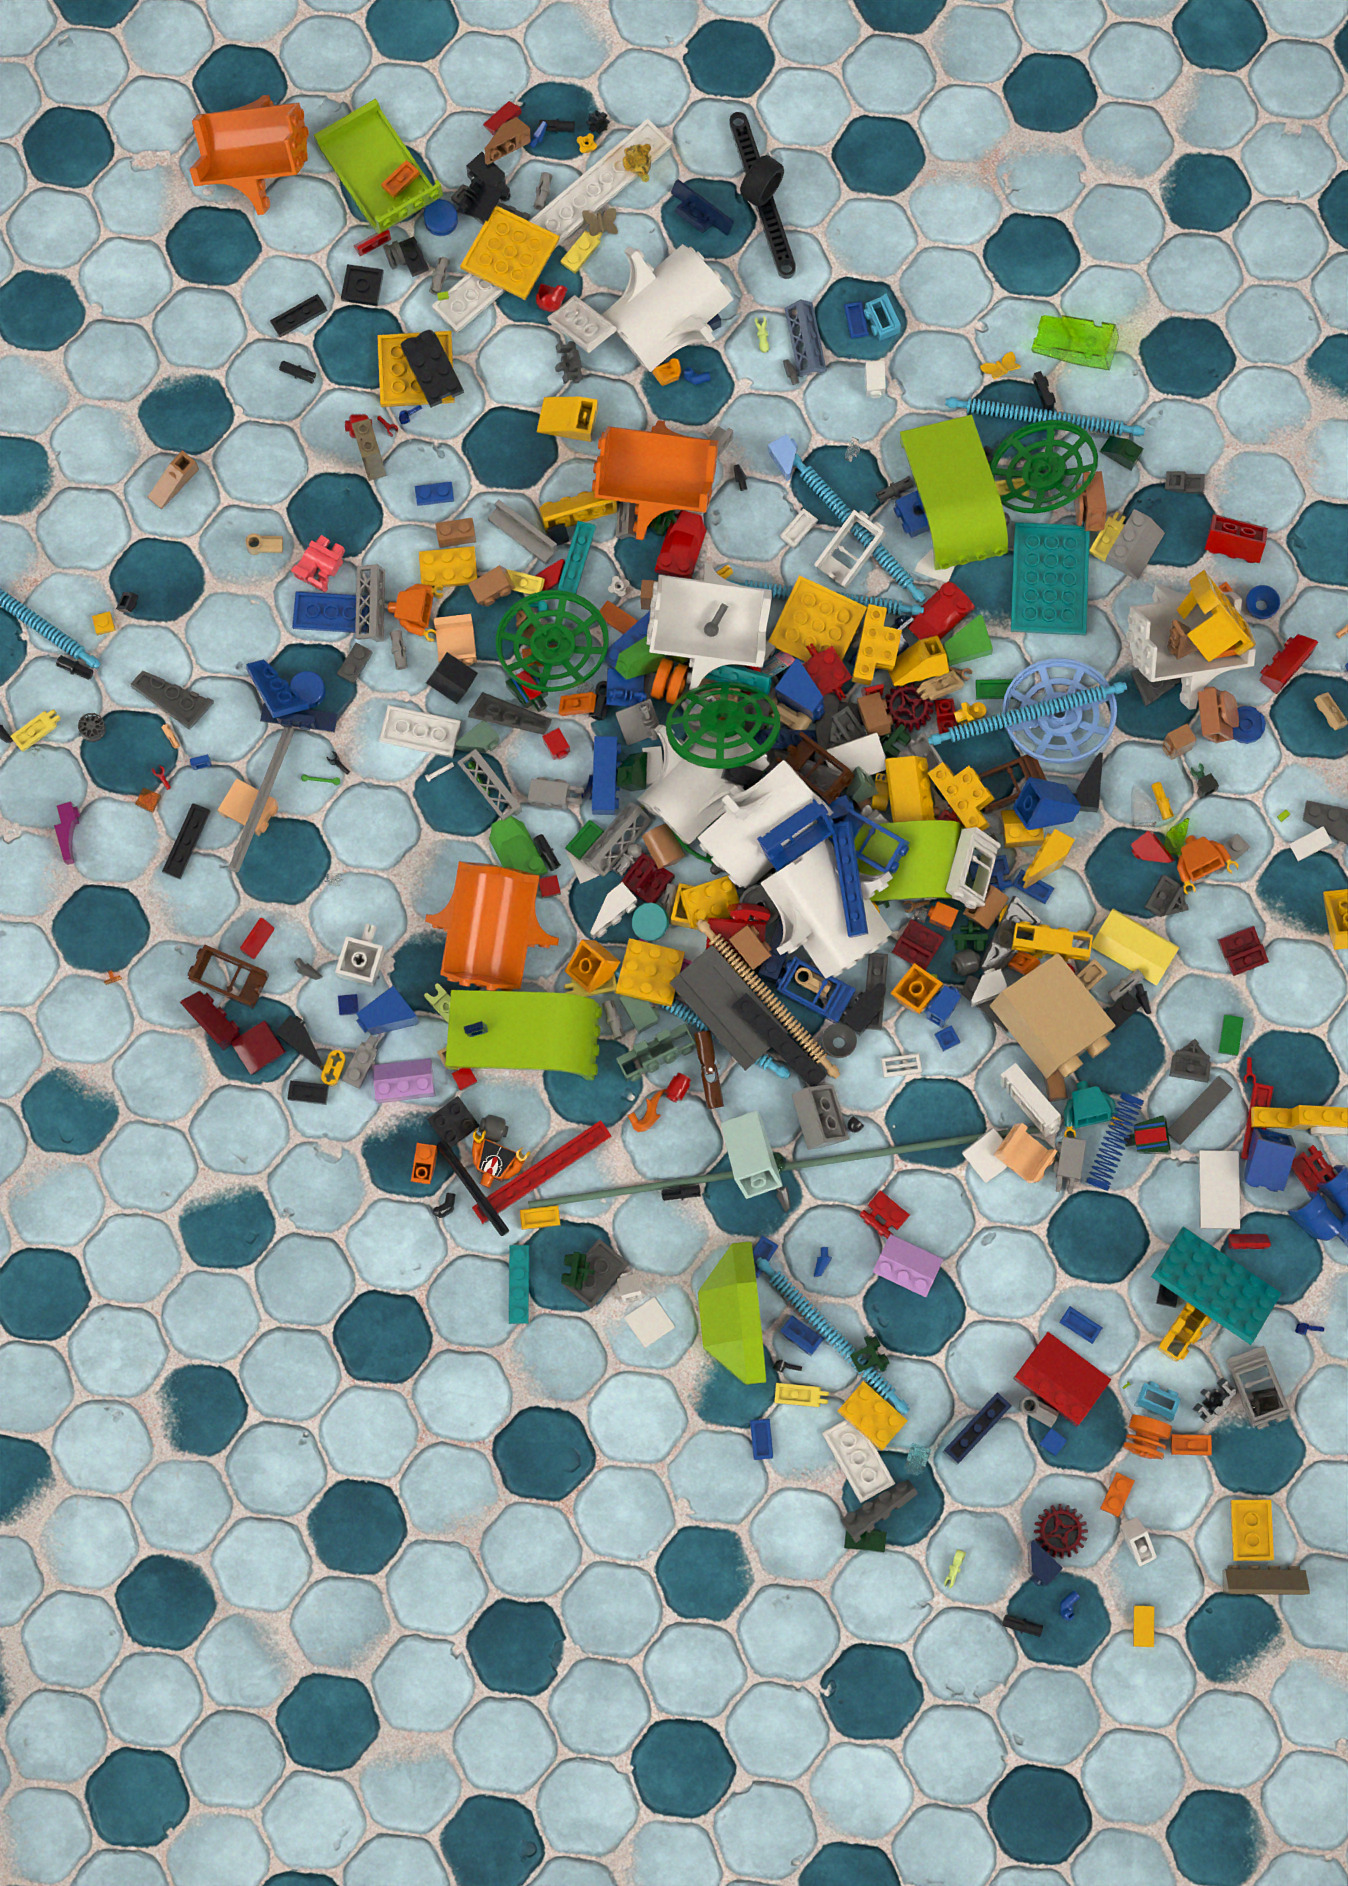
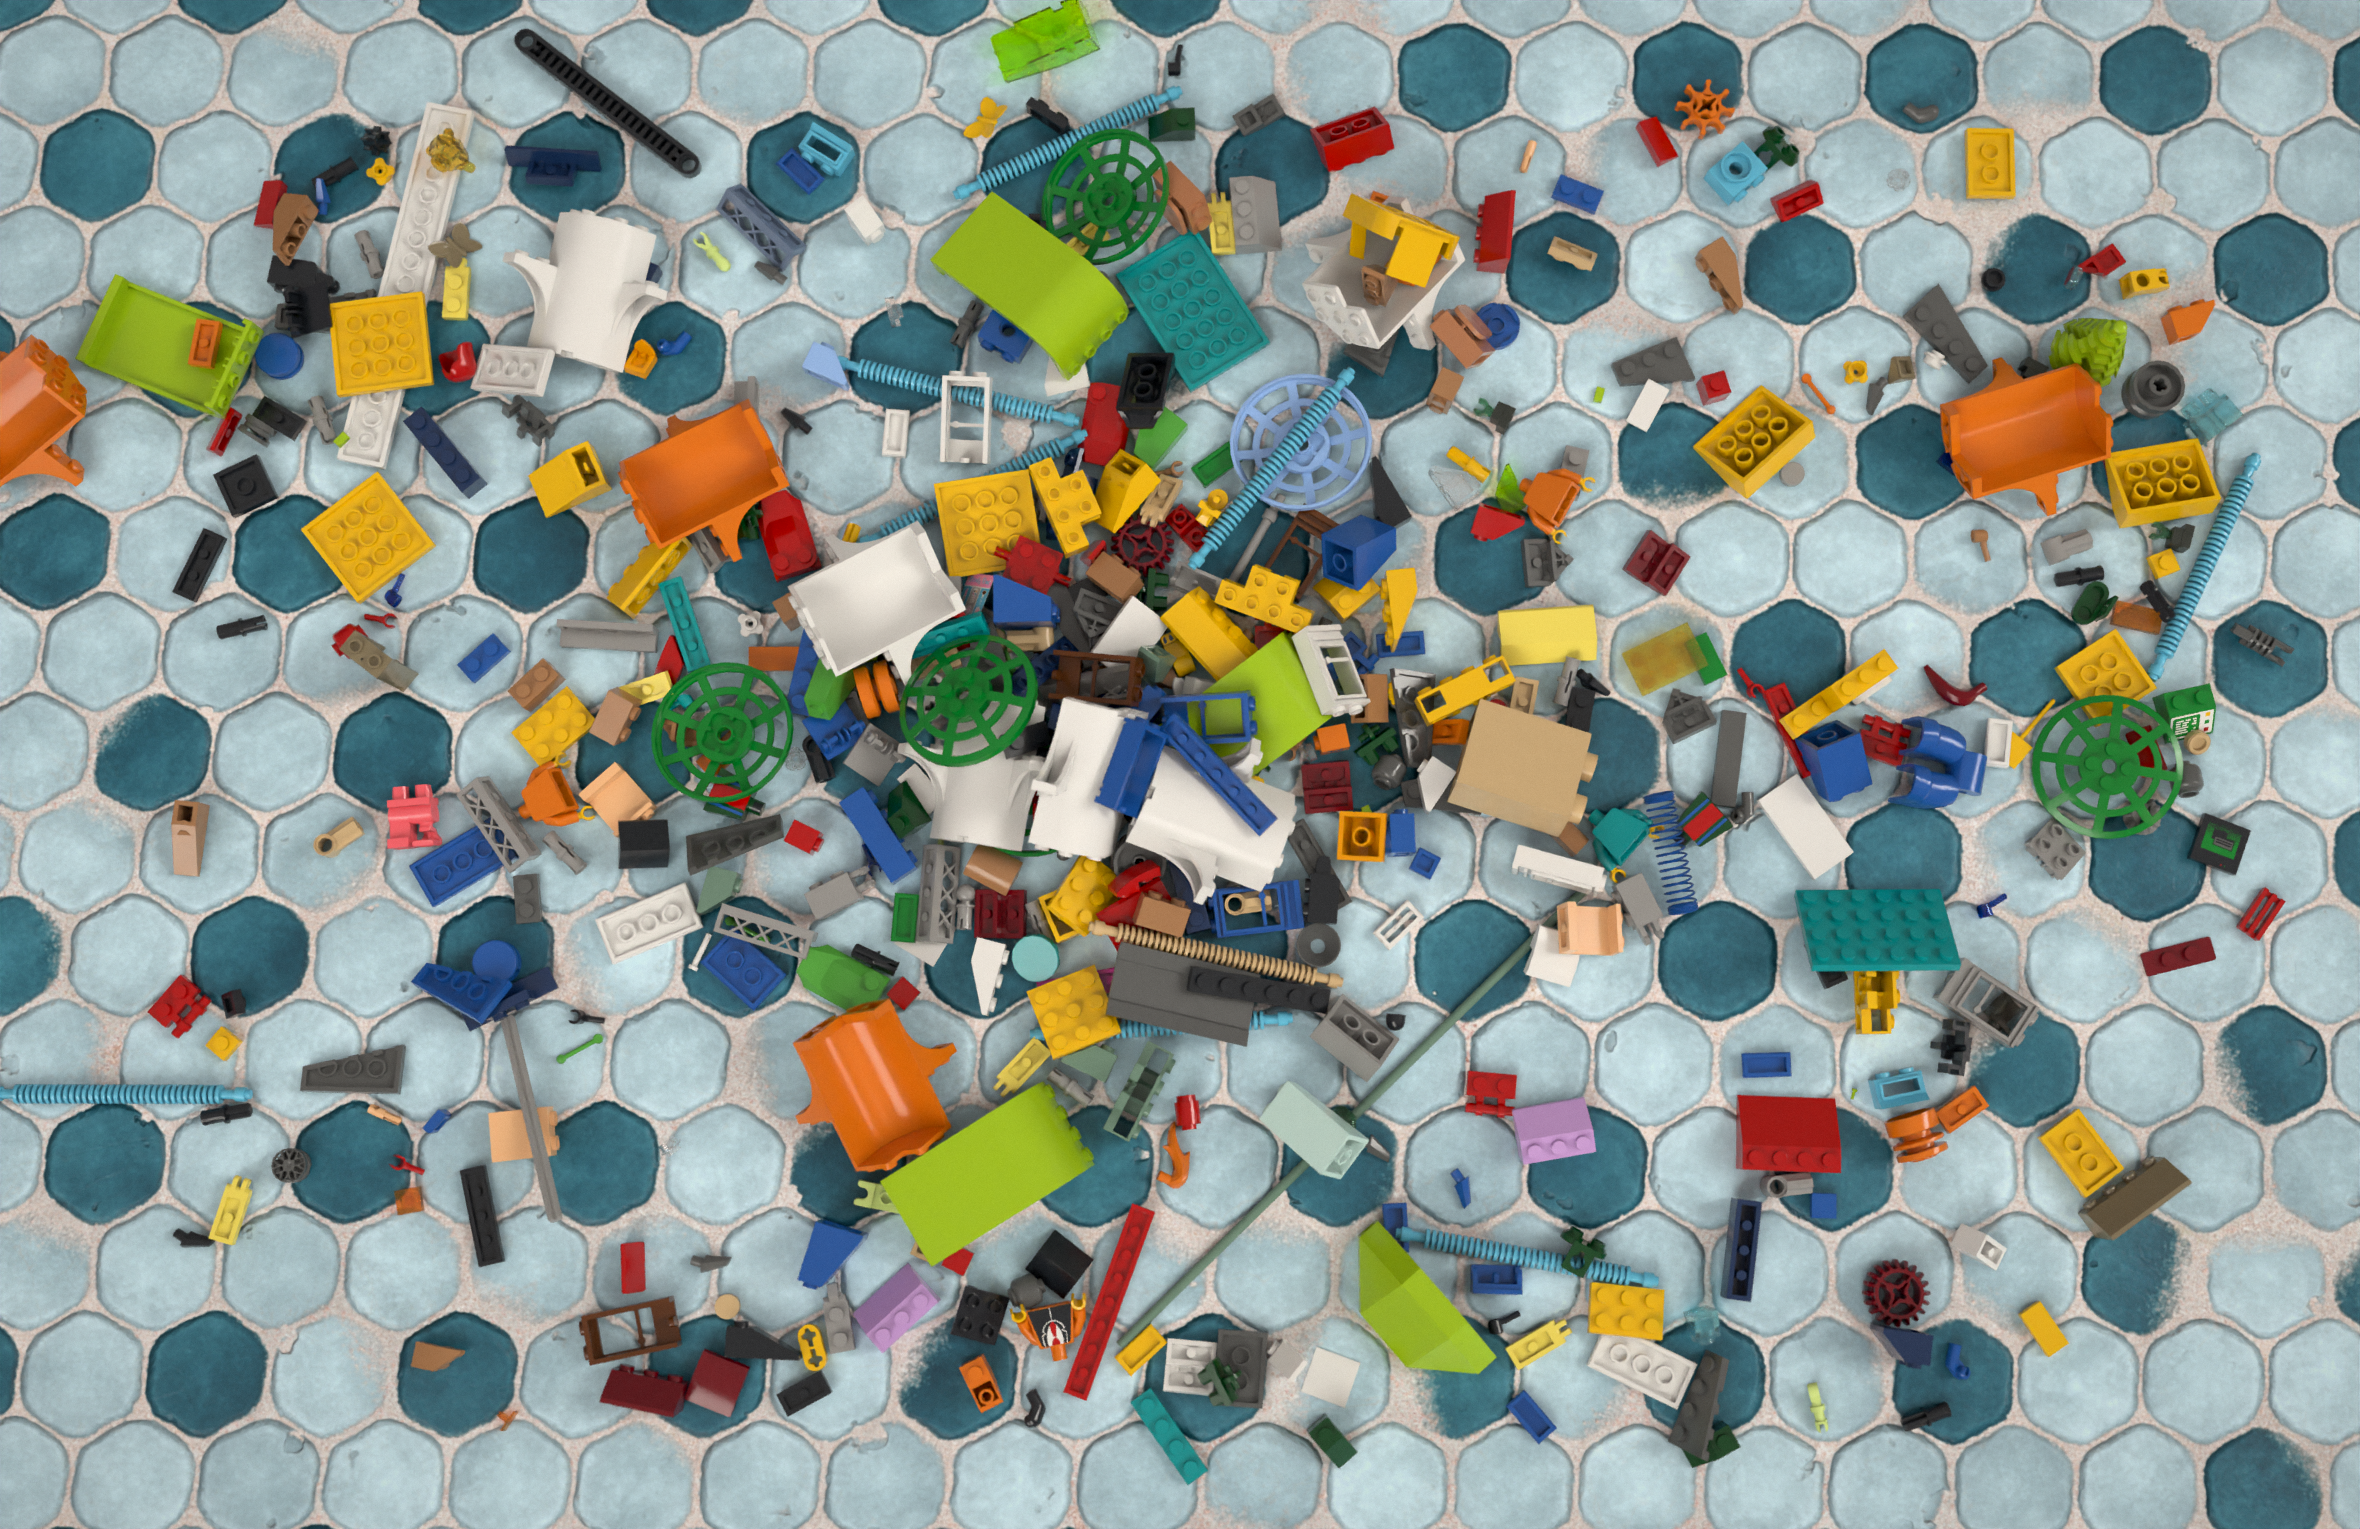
camera: 40 degrees left, 5 degrees up
(69, 818) = (335, 1280): magenta slope -> none
(92, 576) = (174, 1001): none -> red plate
(95, 907) = (434, 1357): none -> medium nougat slope
(298, 1004) = (727, 1306): none -> tan tile
(348, 1004) = (780, 1268): clear blue tile -> none
(353, 951) = (747, 1207): white brick -> none
(431, 367) = (383, 526): black piece -> none
(459, 801) = (744, 969): none -> blue tile
(473, 1188) = (1050, 1371): black axle -> none
(476, 1029) = (937, 1208): tile -> none
(502, 347) = (445, 452): none -> dark blue brick
(526, 1126) = (1059, 1264): none -> black slope
(558, 534) = (647, 612): black slope -> none
(561, 1243) = (1183, 1364): none -> white slope
(577, 704) = (796, 780): orange plate -> none
(591, 965) = (1008, 1047): light orange slope -> none
(621, 1362) = (1331, 1441): none -> dark green slope
(681, 1192) = (1268, 1219): black axle -> none
(707, 1058) = (1195, 1059): reddish brown piece -> none
(711, 628) = (882, 604): dark grey bar -> none
(762, 180) = (597, 87): black tyre -> none
(981, 606) = (1145, 388): none -> black slope
(1005, 746) = (1269, 516): none -> light grey bar
(1117, 1494) = (1923, 1213): orange plate -> none
(1150, 414) = (1174, 68): none -> black hand
(1186, 1151) = (1746, 810): none -> dark grey arm
(1202, 1015) = (1664, 659): none -> clear yellow plate
(1248, 1241) = (1871, 858): red slope -> none
(1266, 594) = (1429, 177): blue piece -> none

